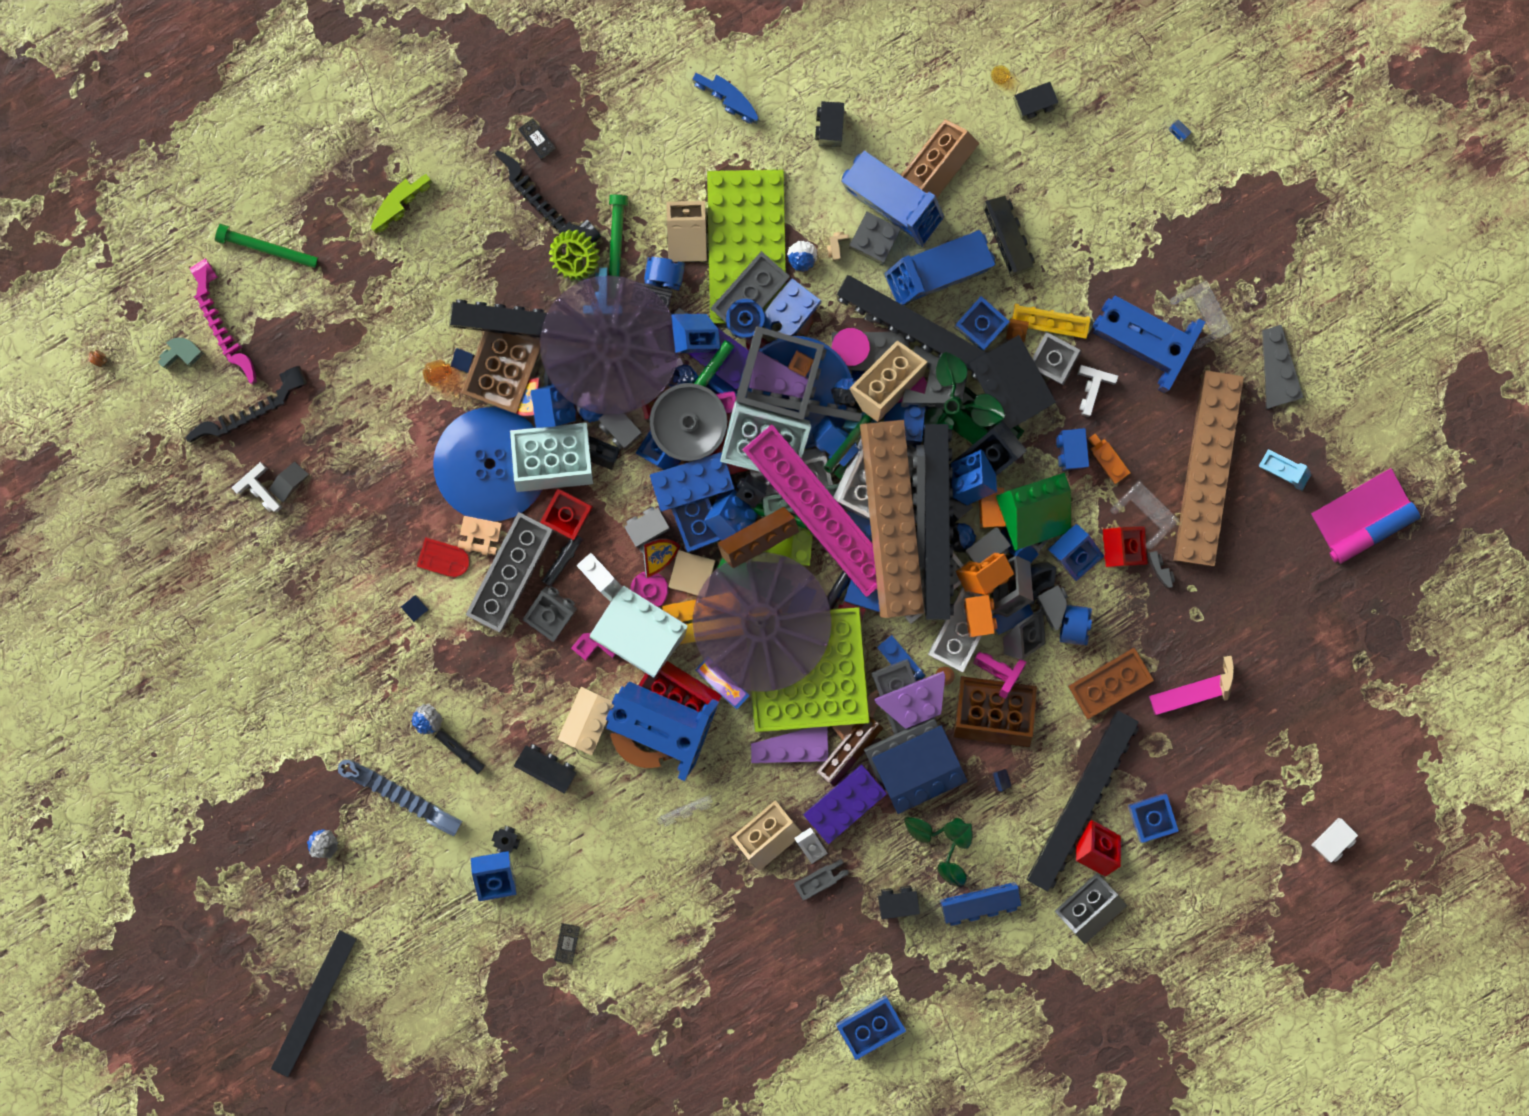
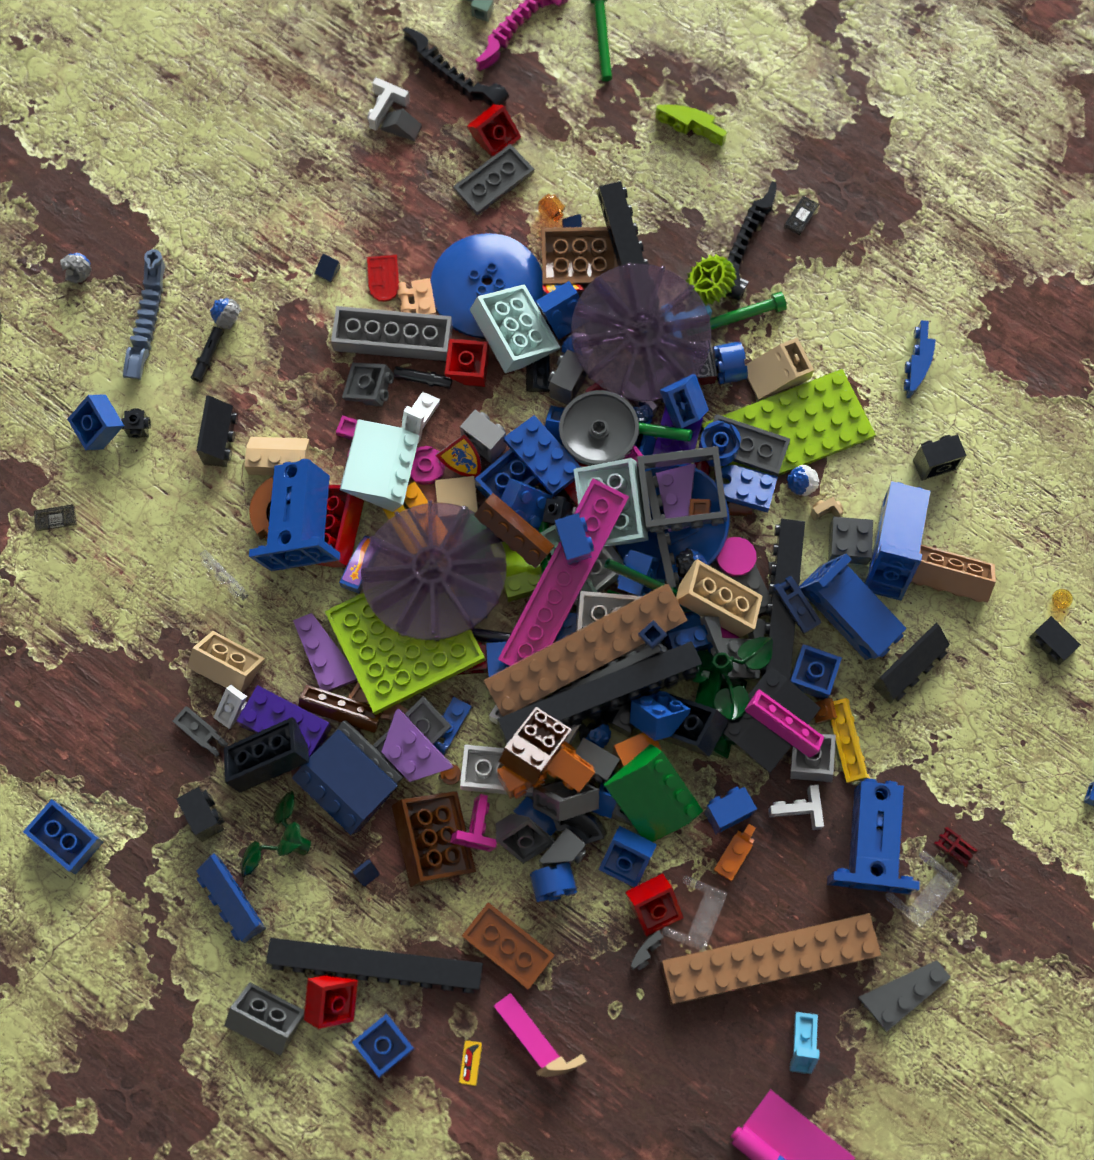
camera: 65 degrees right, 15 degrees down
(331, 394) = (494, 129): none -> red slope
(383, 415) = (493, 179): none -> dark grey plate
(793, 490) = (573, 538): none -> blue brick
(870, 830) = (265, 755): none -> black slope
(909, 456) = (652, 634): none -> dark blue slope
(921, 315) = (797, 605): none -> dark blue plate
(965, 596) = (534, 745): none -> reddish brown slope
(1023, 372) = (784, 724): none -> dark pink slope
(1176, 272) = (958, 849): none -> dark red arm
(1192, 751) = (470, 1062): none -> yellow sticker

